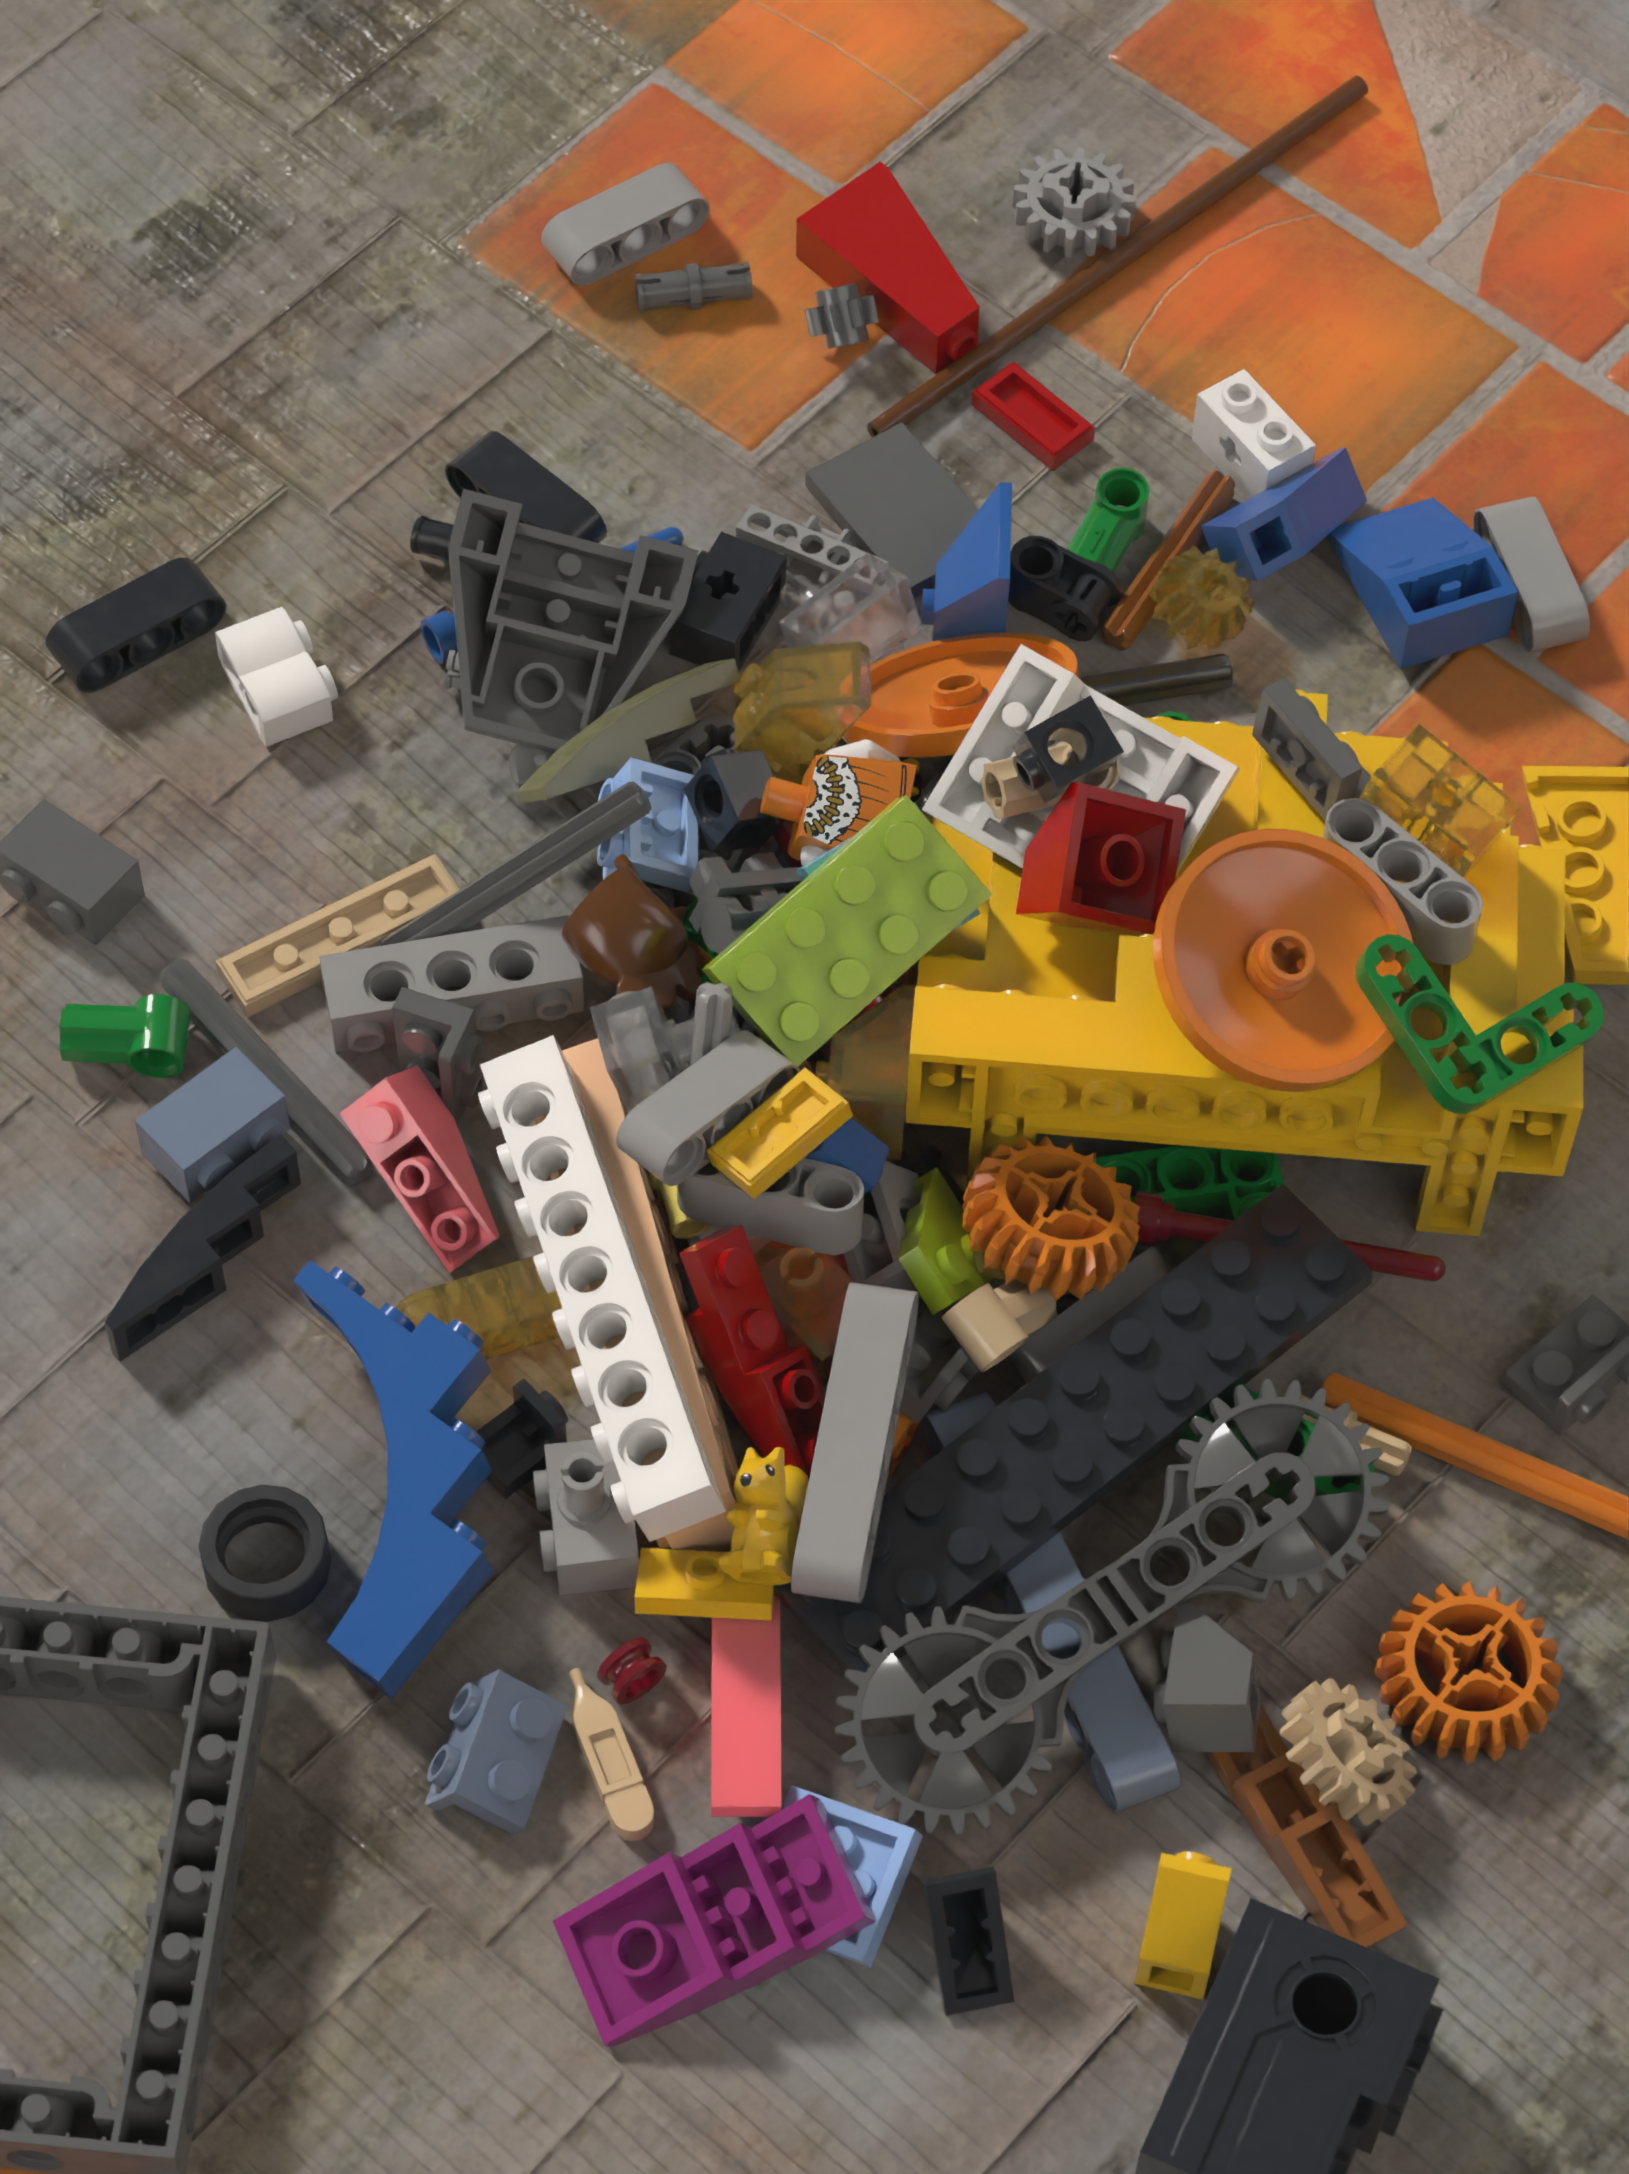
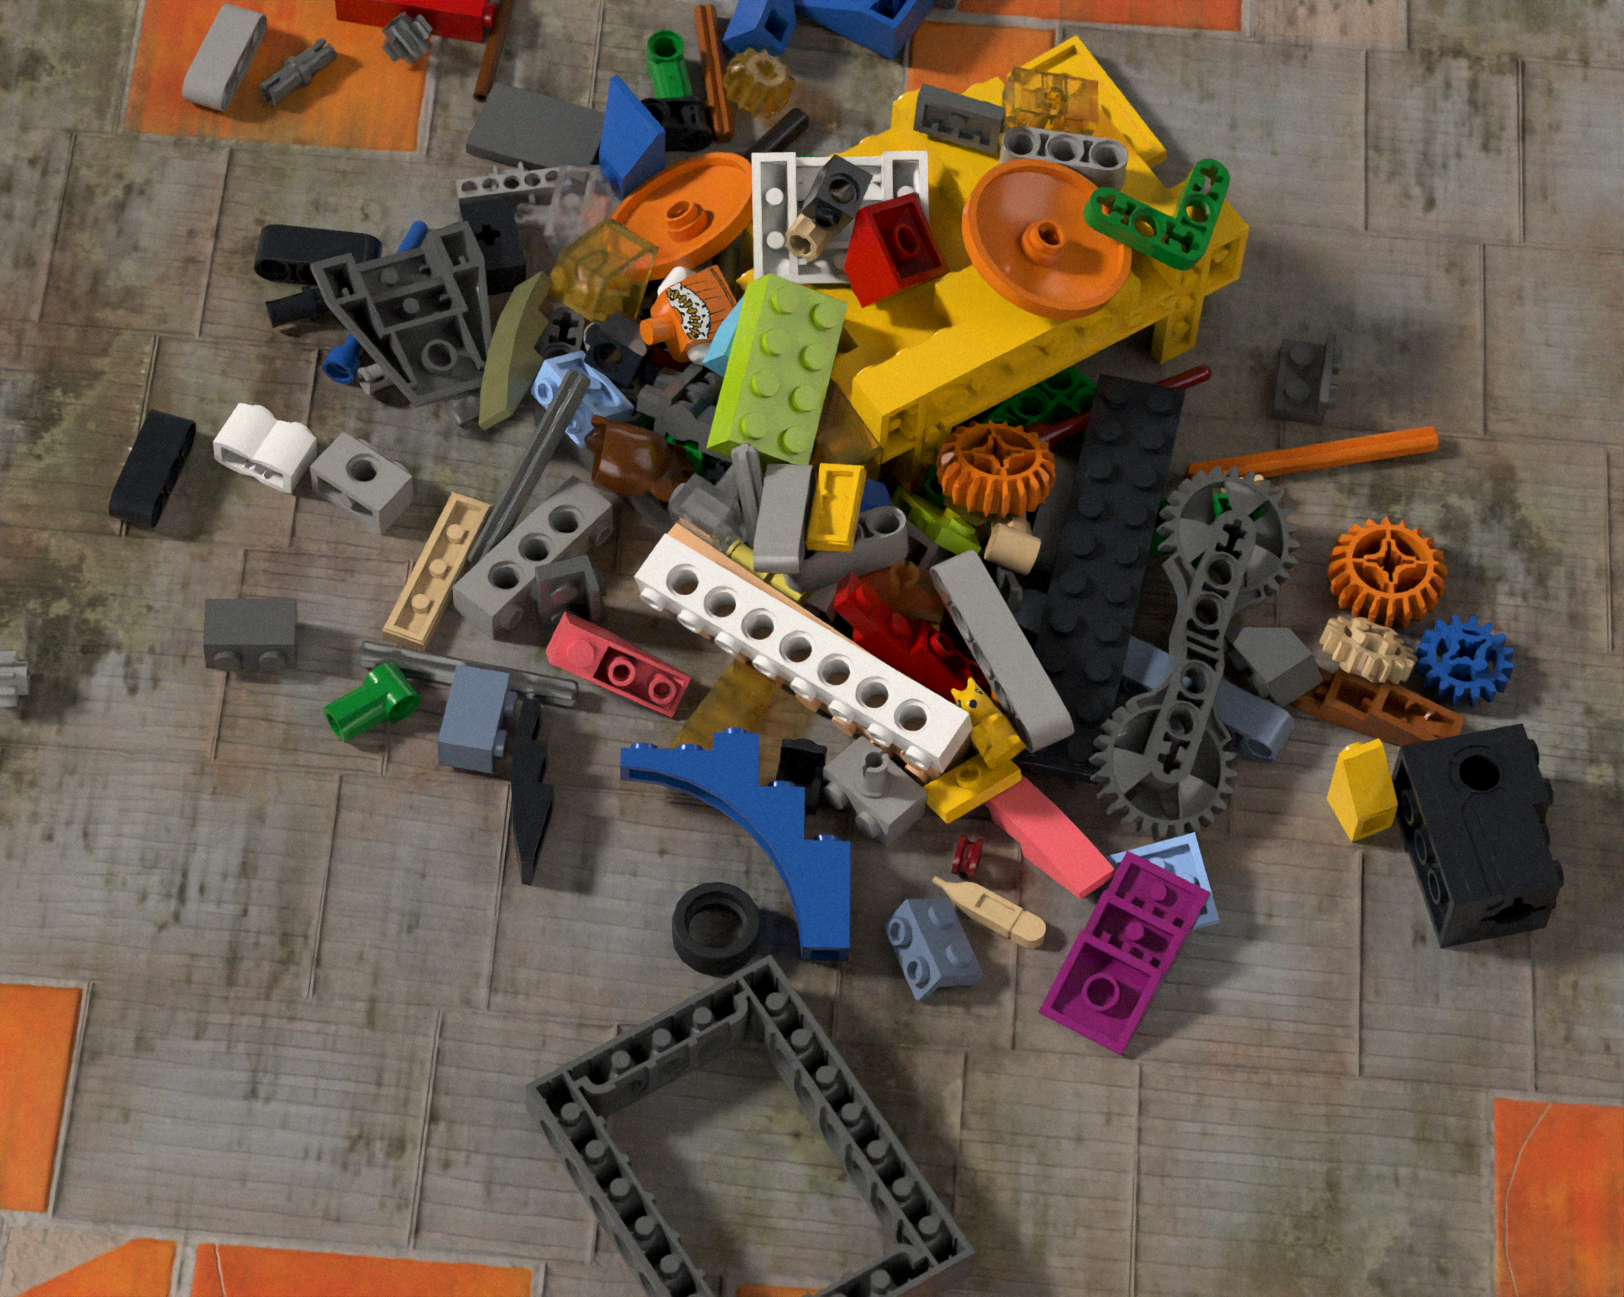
camera: 40 degrees left, 0 degrees up
(341, 810) = (374, 502): none -> light grey brick
(969, 1941) = (1264, 871): black slope -> none
(1033, 416) = (562, 34): red tile -> none
(1502, 1844) = (1464, 661): none -> blue gear

